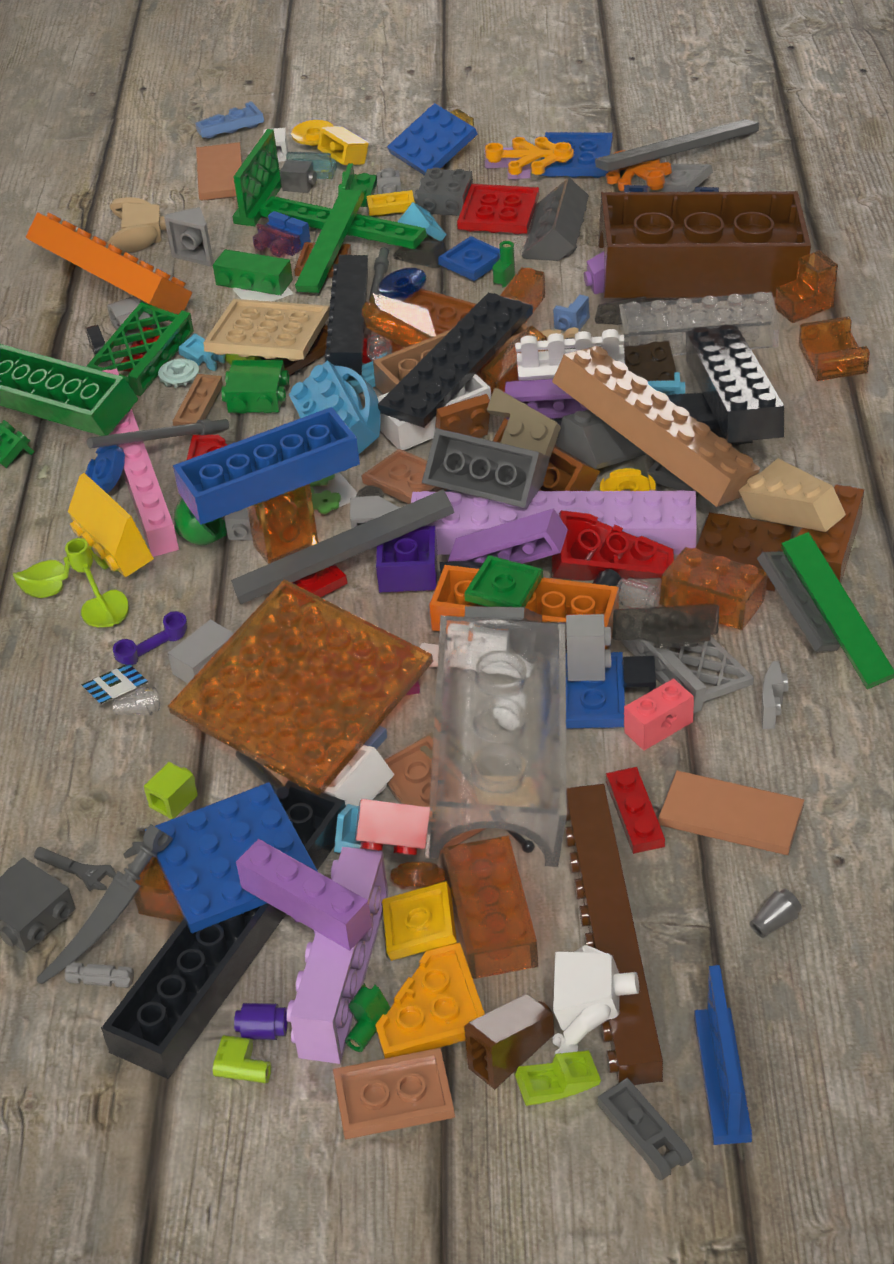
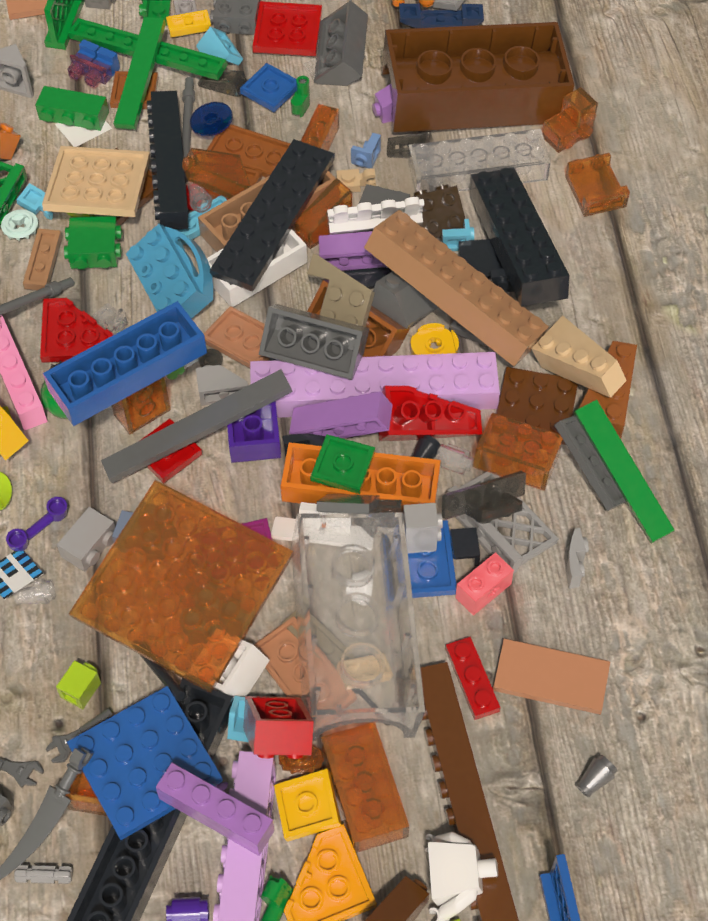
camera: 10 degrees left, 15 degrees up
(465, 417) = (284, 280): dark orange plate -> none

